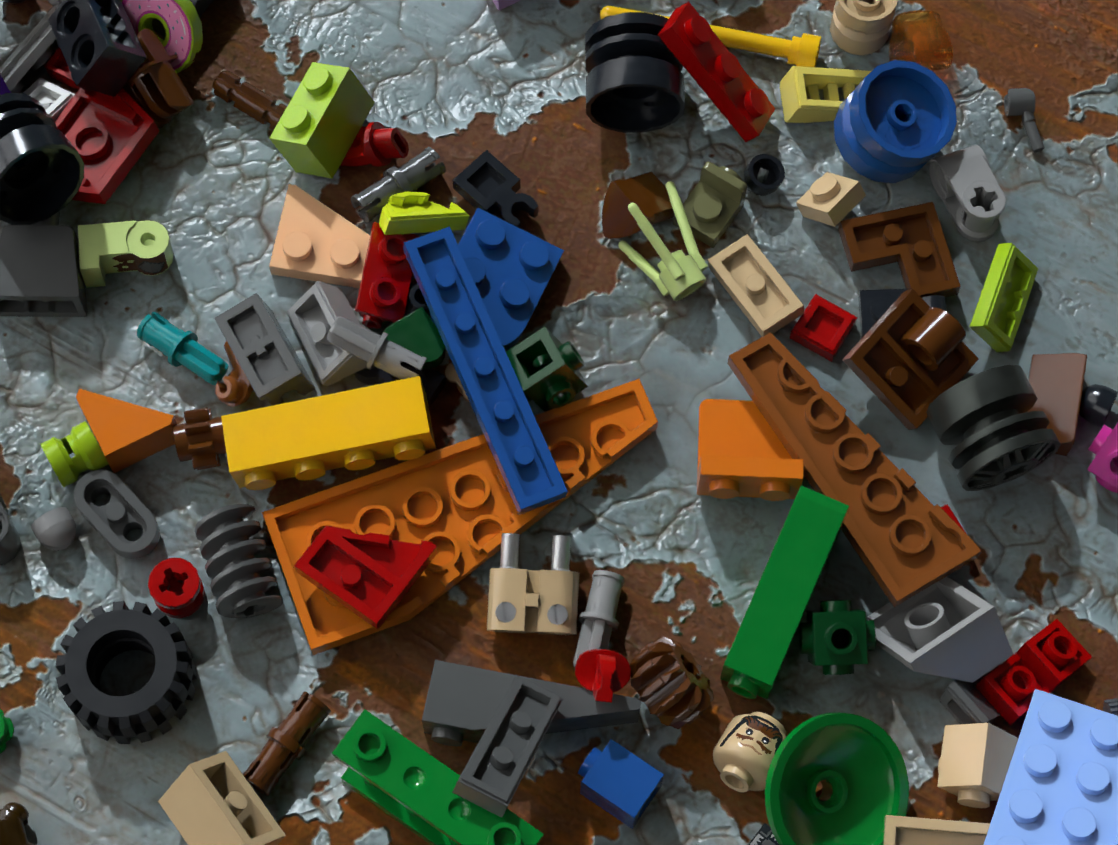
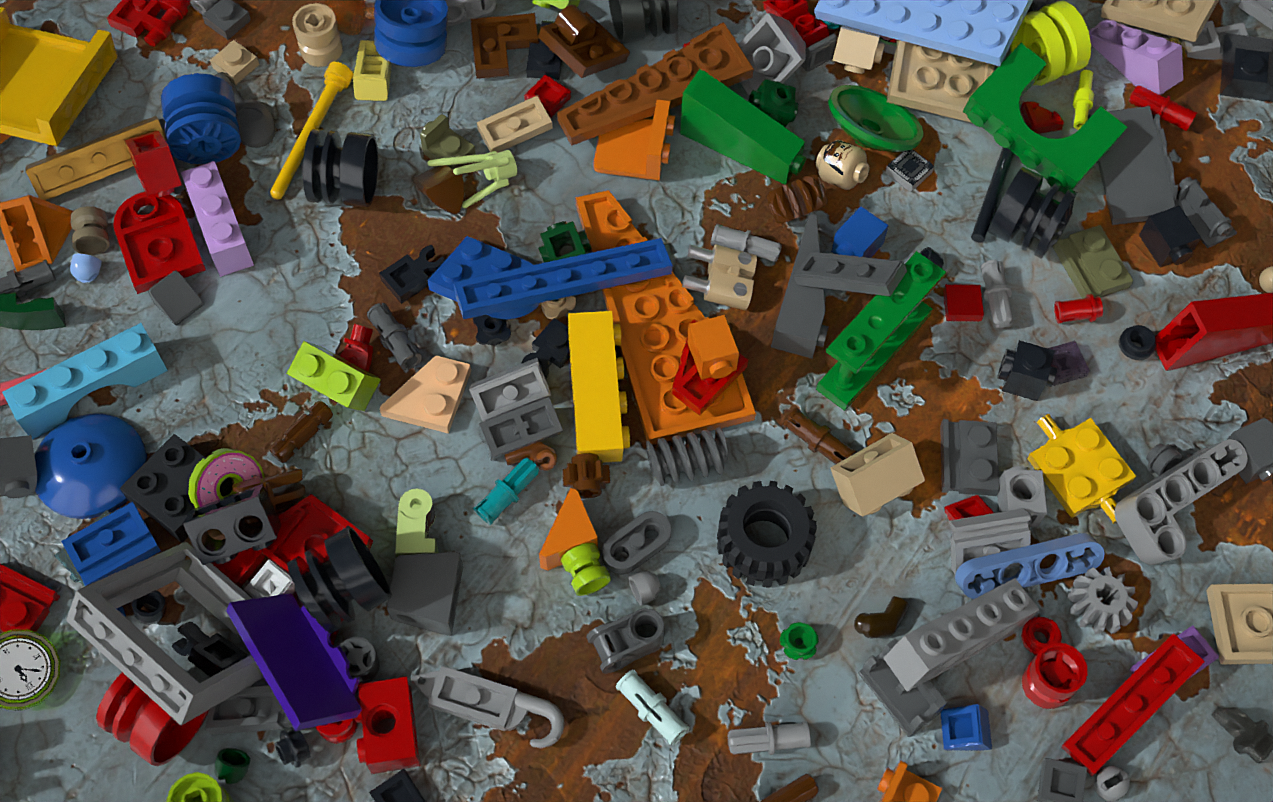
camera: 85 degrees left, 5 degrees down
(182, 598) = (695, 511): red wheel -> none
(373, 348) = (539, 345): light grey axle -> none
(374, 566) = (713, 347): none -> orange brick
(384, 279) = (460, 342): red hinge -> none
(413, 213) = (425, 322): neon yellow tile -> none
(420, 336) = (527, 329): dark green tile -> none
(602, 672) = (793, 229): red piece -> none
(717, 71) = (352, 115): red plate -> none
(772, 179) = (429, 109): black hinge -> none
(830, 198) = (456, 75): tan plate -> none

